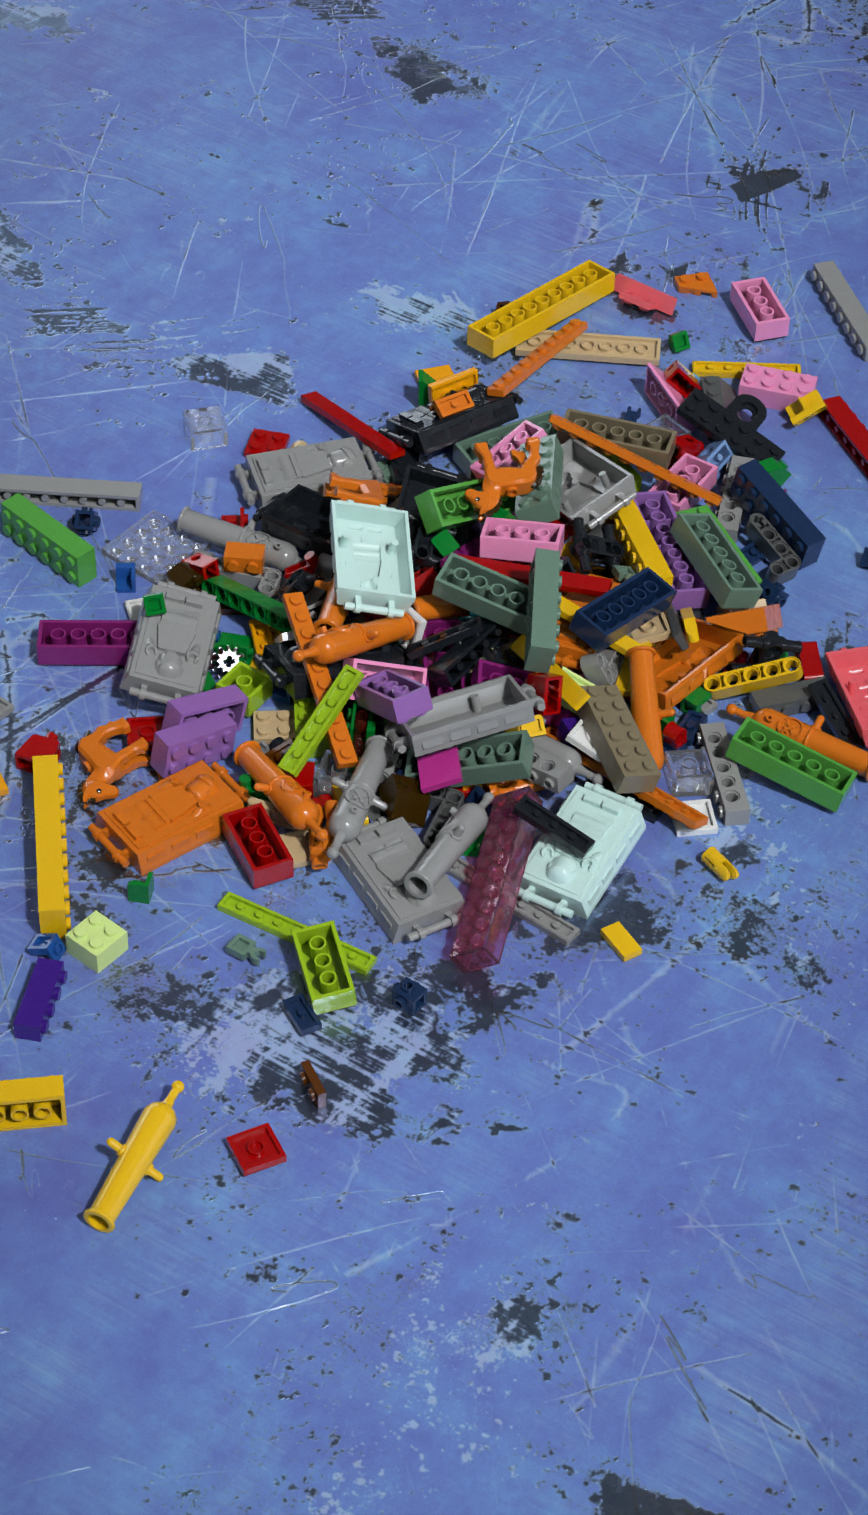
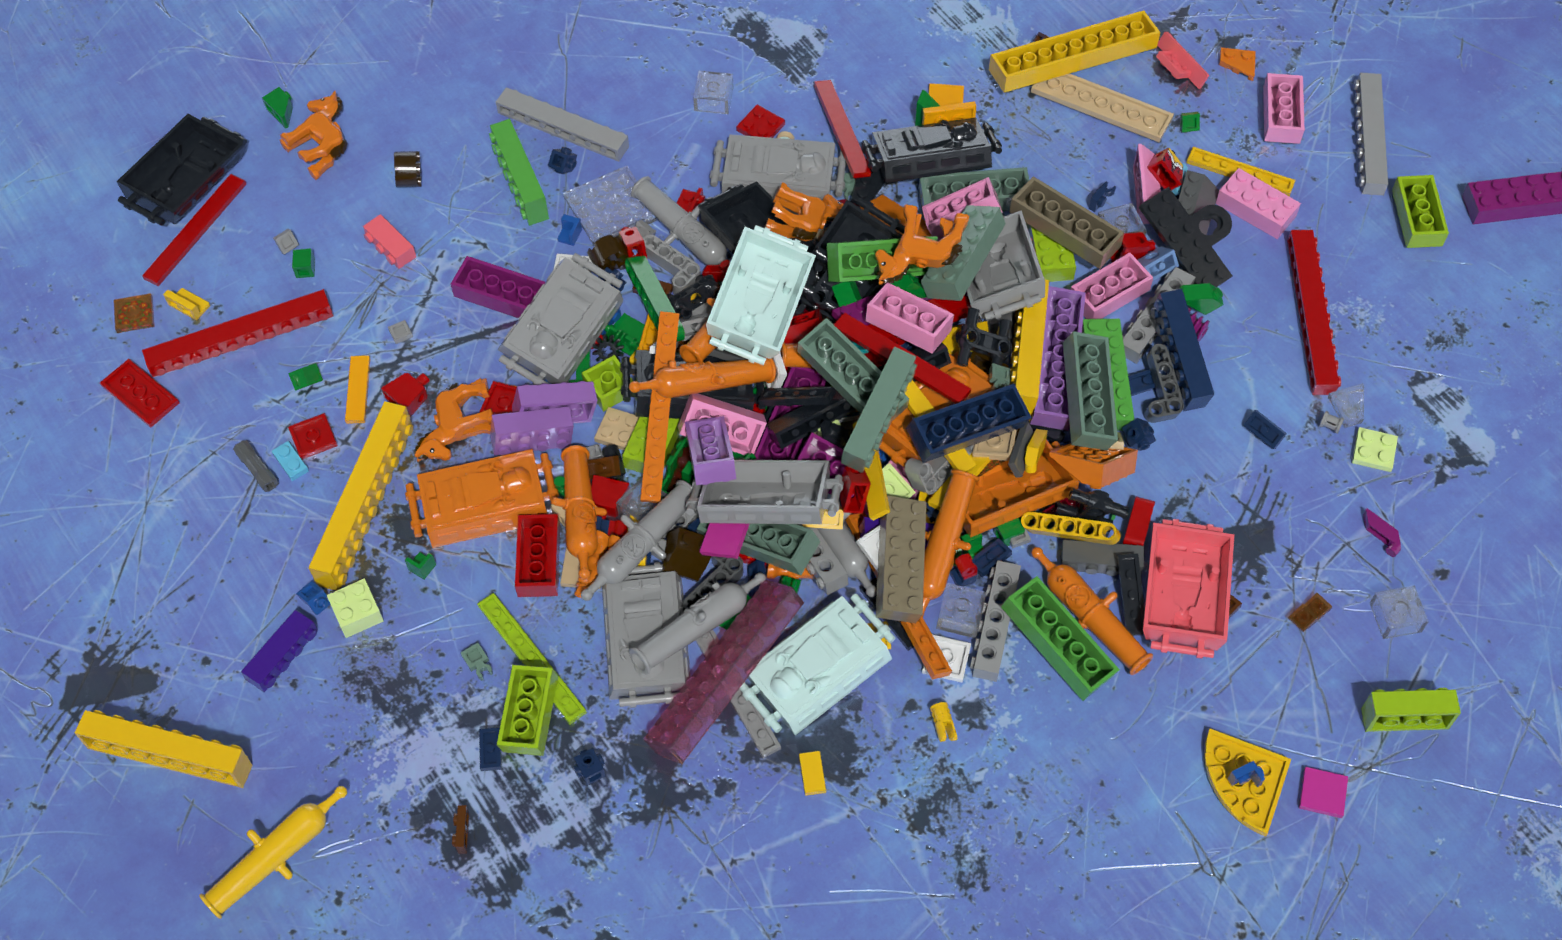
camera: 25 degrees right, 15 degrees up
(154, 603) = (552, 280): green tile -> none
(244, 557) = (671, 245): orange brick -> none
(256, 1149) = (380, 879): red plate -> none
(321, 720) = (639, 452): lime plate -> none
(452, 404) = (928, 141): orange panel -> none
(537, 358) = (1039, 107): orange plate -> none
(553, 826) = (792, 640): black plate -> none
(643, 464) = (1071, 252): orange plate -> none
(805, 407) = (1273, 234): yellow panel -> none

